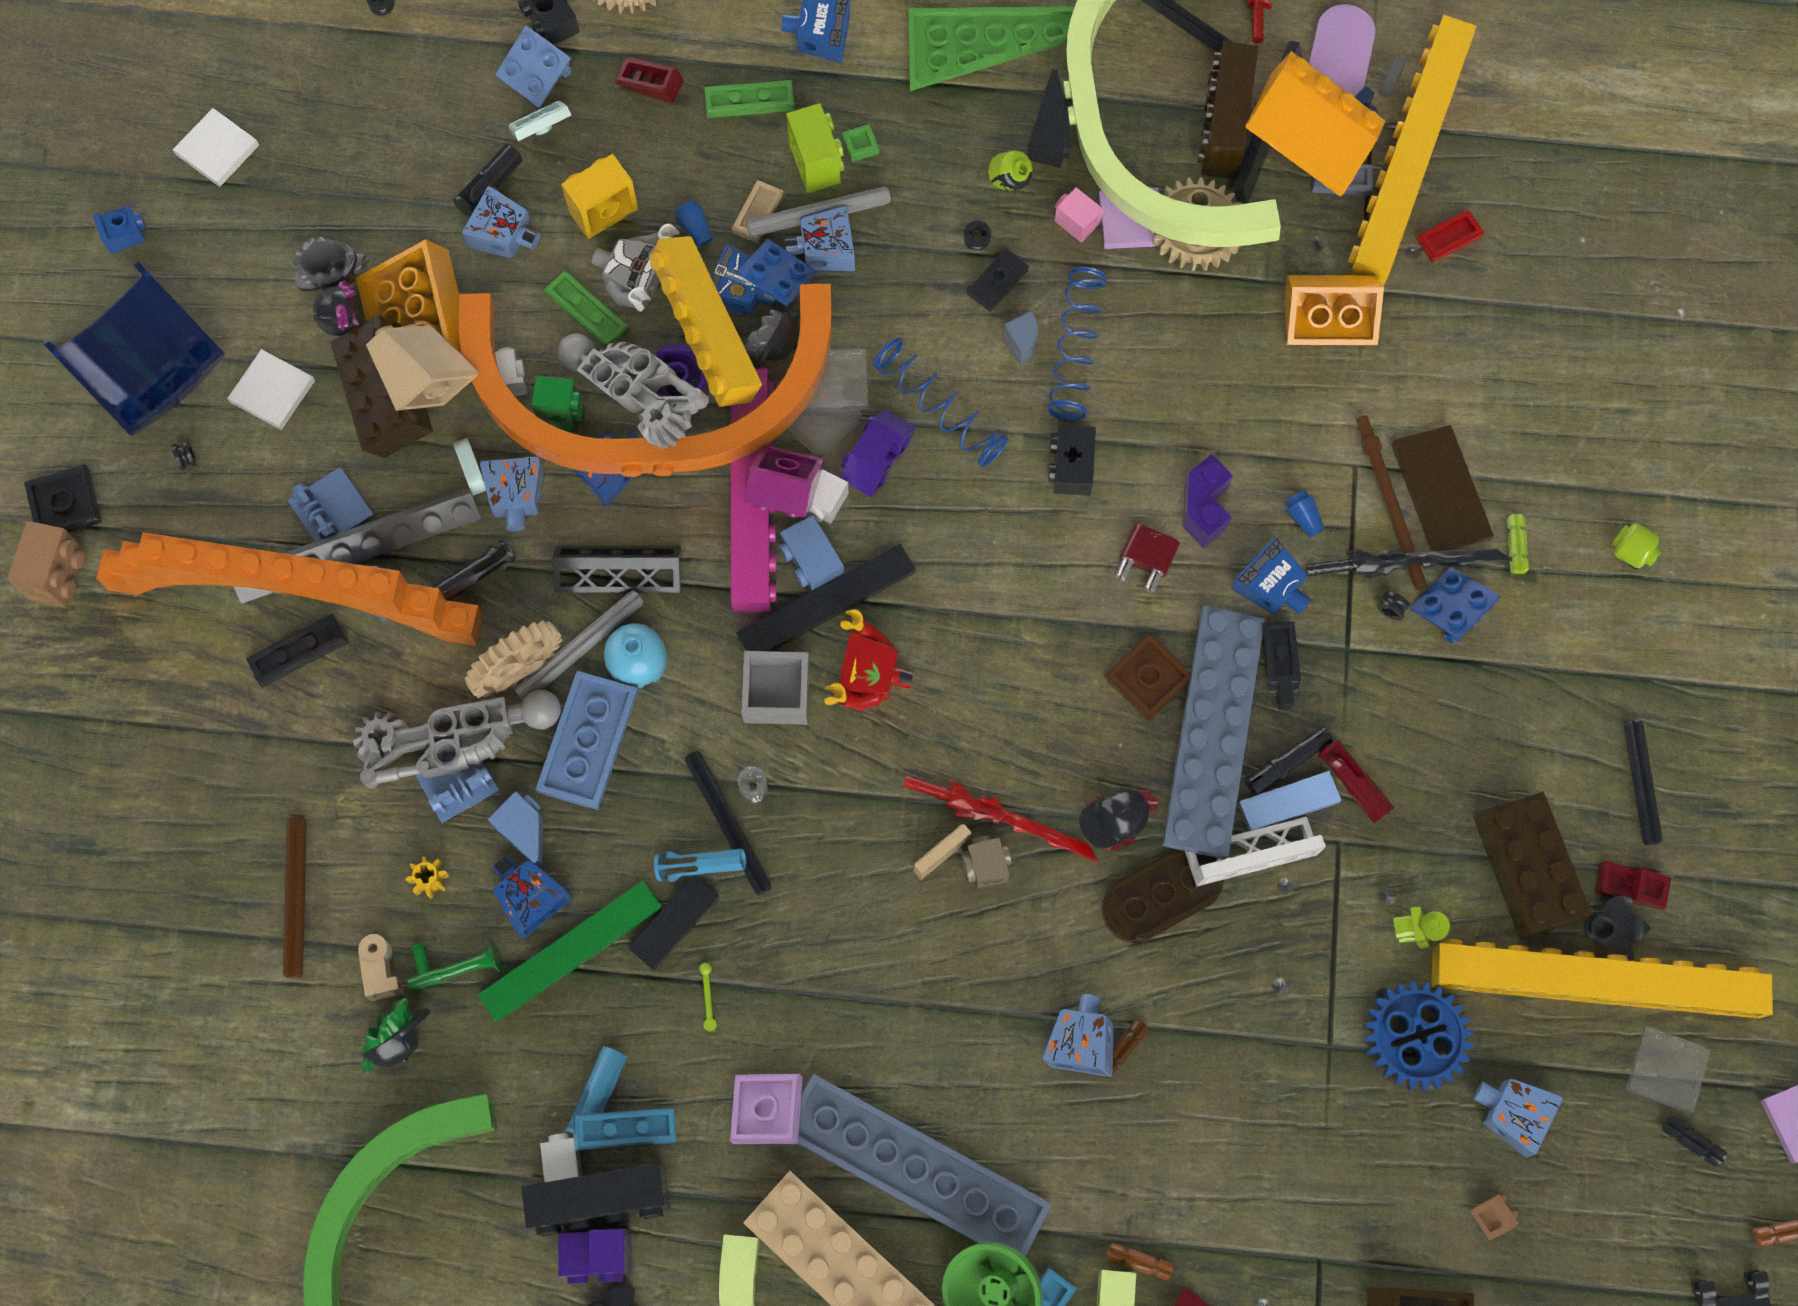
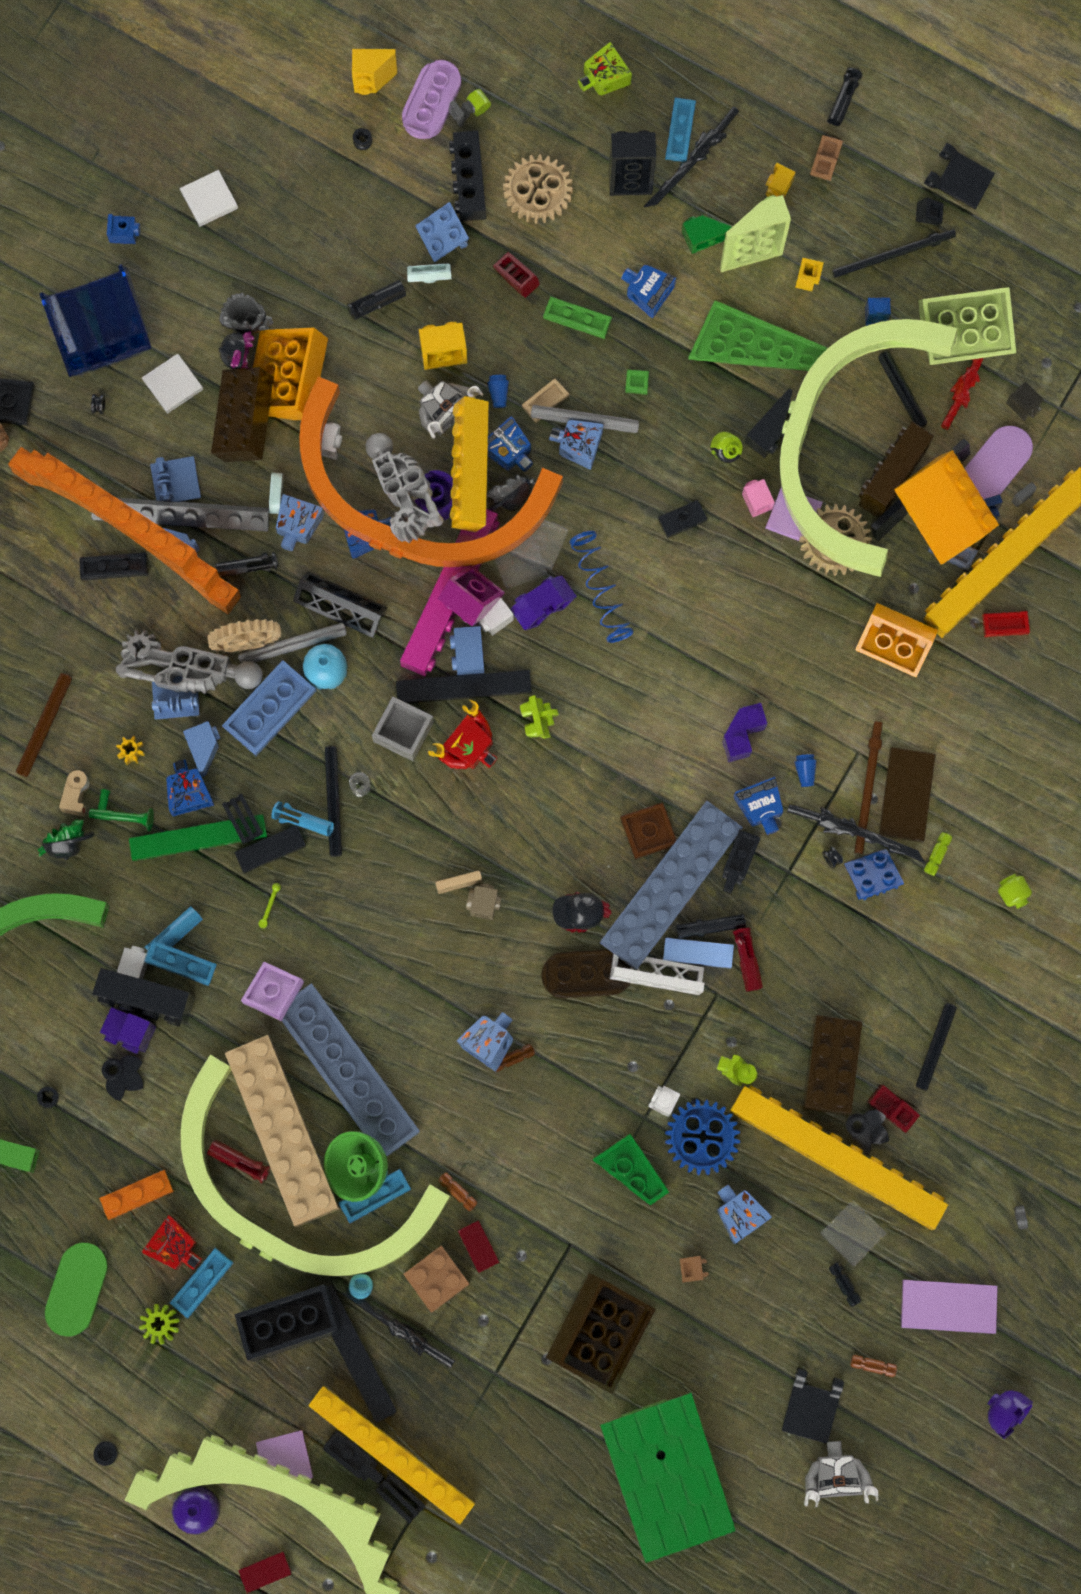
camera: 25 degrees right, 5 degrees up
(418, 366) = (270, 414): tan slope -> none
(499, 226) = (369, 336): medium blue torso -> none
(558, 403) = (350, 477): green brick -> none
(586, 309) = (400, 419): bright green tile -> none
(598, 882) = (233, 802): none -> black tile
(776, 272) = (535, 450): blue hinge -> none
(814, 147) = (602, 374): lime brick -> none
(948, 608) = (542, 717): none -> lime hips
(970, 230) = (682, 475): black bush -> none
(991, 809) = (504, 870): red sword -> none
(1021, 337) = (678, 566): sand blue brick -> none
(1073, 416) = (689, 634): blue piece -> none
(1077, 443) = (668, 677): black brick -> none
(1149, 552) = (689, 748): dark red piece -> none
(1346, 1011) = (664, 1100): none -> white brick
(1351, 1121) = (633, 1169): none -> green wing

